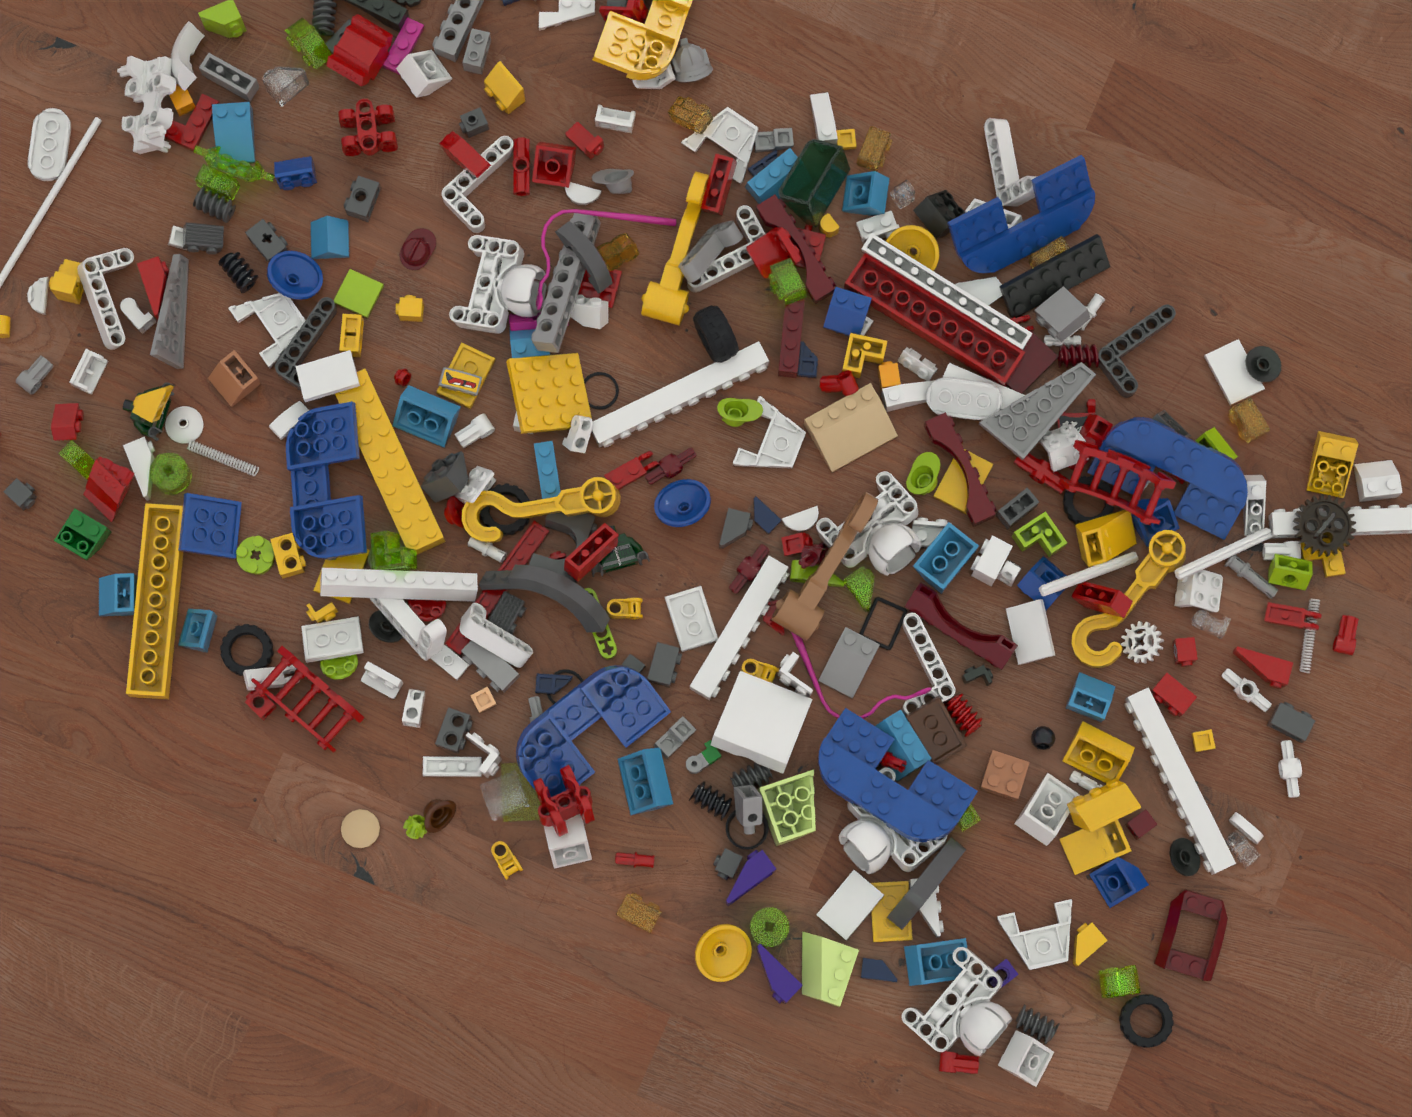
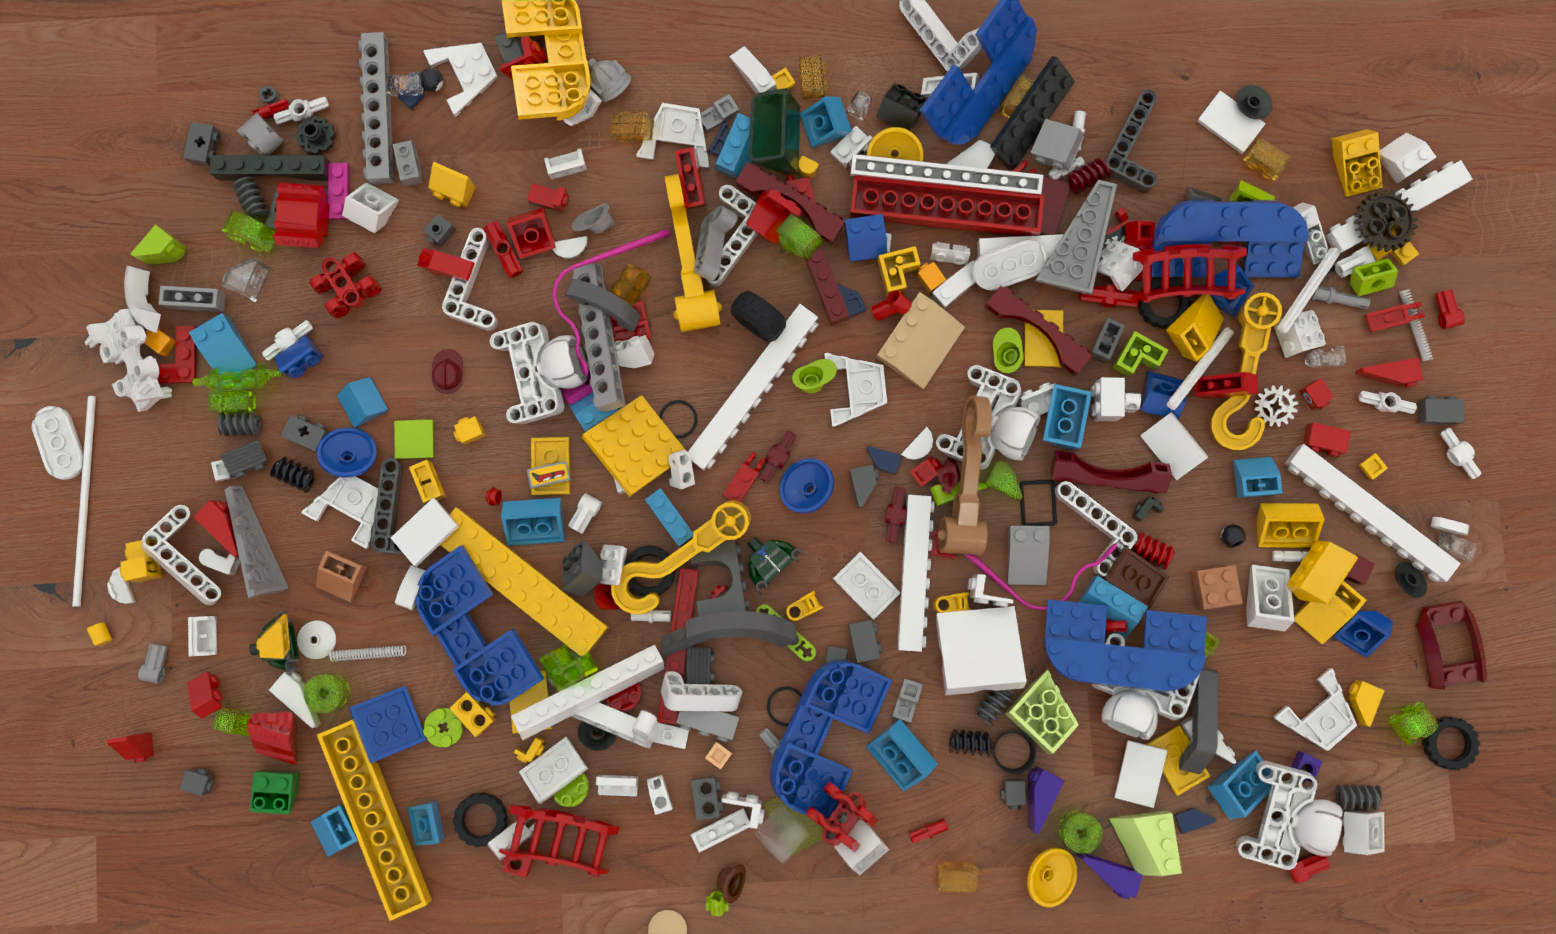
camera: 25 degrees left, 5 degrees up
(292, 150) = (286, 338): none -> white axle
(362, 209) = (378, 360): dark grey brick -> none
(506, 860) = (816, 893): yellow piece -> none
(551, 683) = (771, 709): dark blue tile -> none
(591, 552) = (749, 575): red brick -> none
(698, 763) = (943, 709): leg -> none
(748, 807) = (1012, 741): light grey torso -> none

